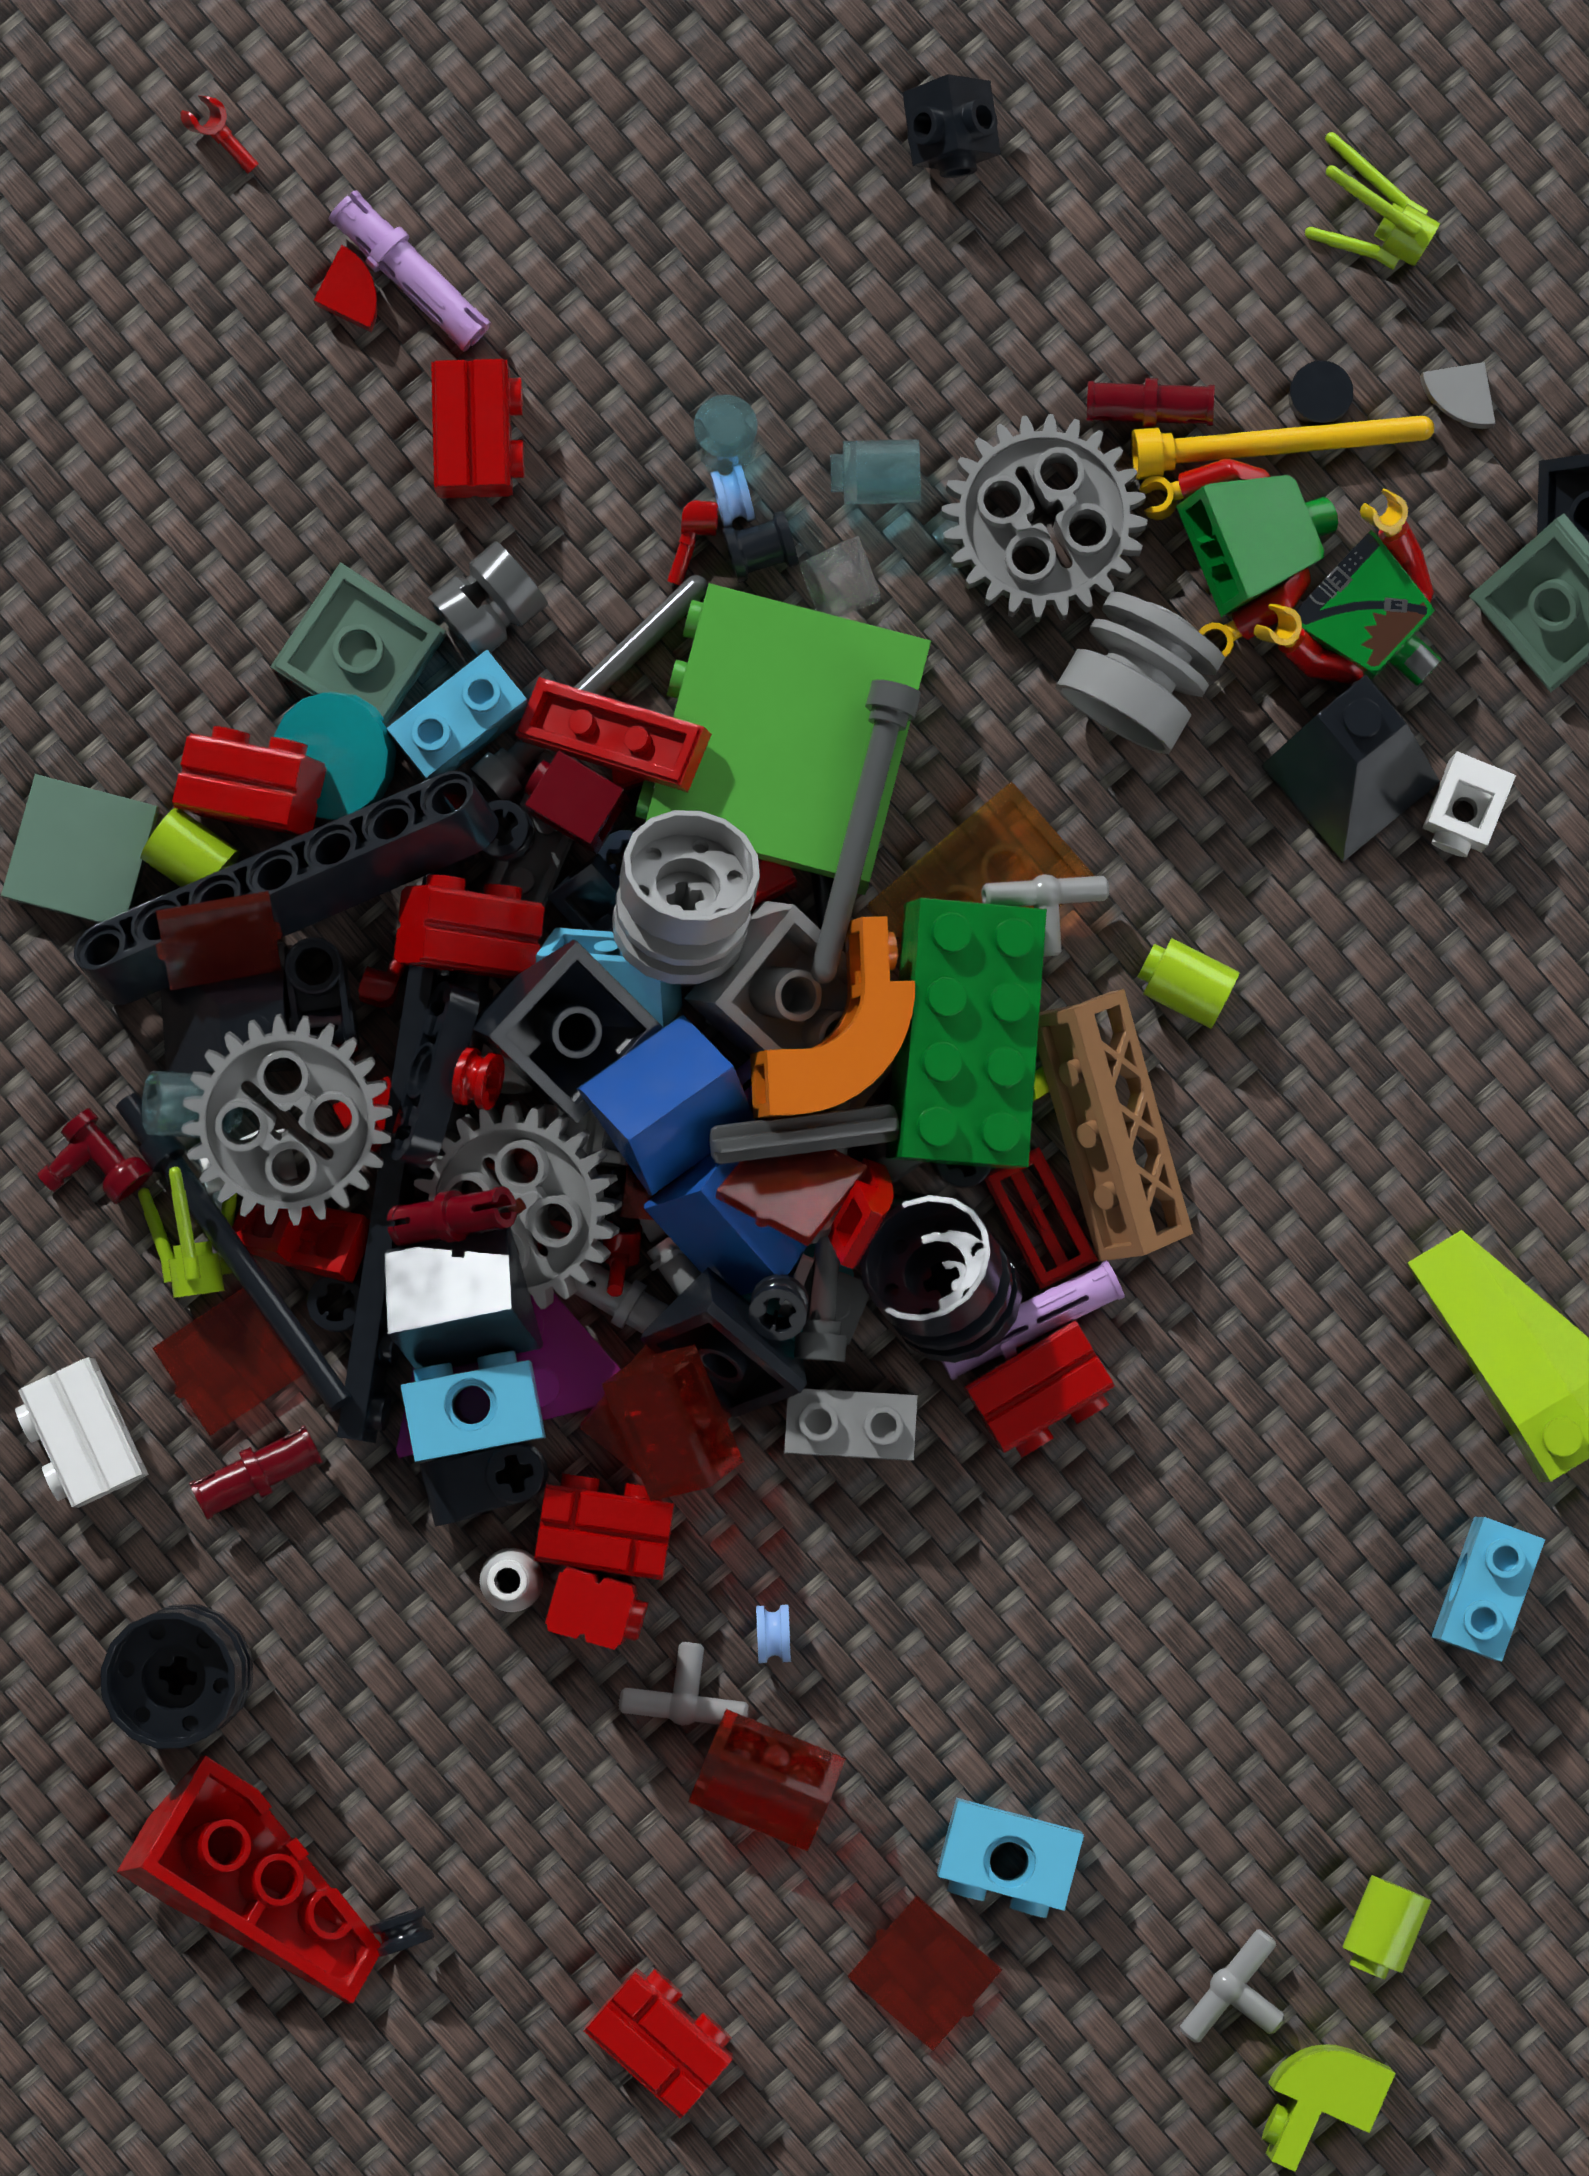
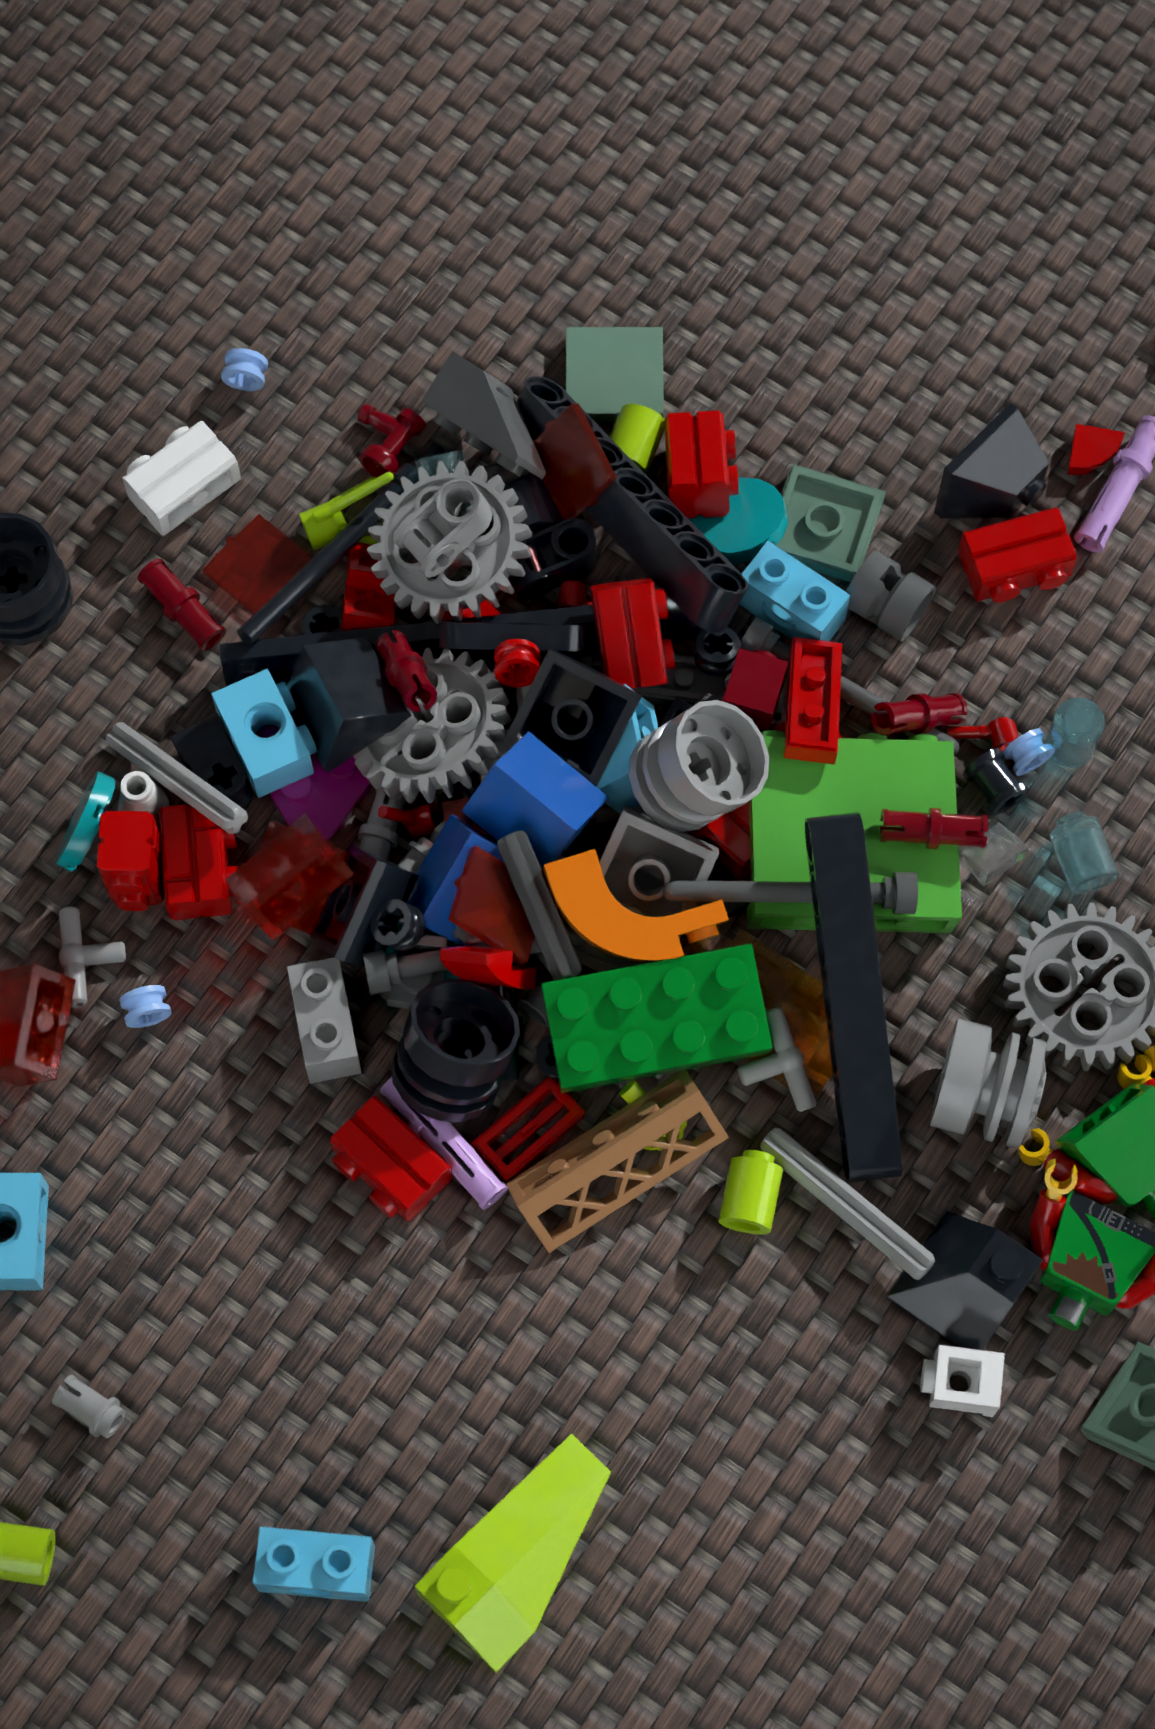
camera: 75 degrees right, 15 degrees down
(104, 1029) = (487, 411): none -> dark grey slope
(289, 1126) = (442, 529): none -> light grey piece
(364, 418) = (994, 471): none -> black slope
(501, 1530) = (176, 778): none -> light grey axle
(537, 1665) = (85, 822): none -> teal tile
(656, 611) = (919, 713): none -> dark red pin
(821, 641) = (933, 828): none -> dark red pin
(1002, 797) = (853, 997): none -> black beam
(1229, 875) = (848, 1204): none -> light grey axle
(1242, 1802) = (89, 1407): none -> light grey pin

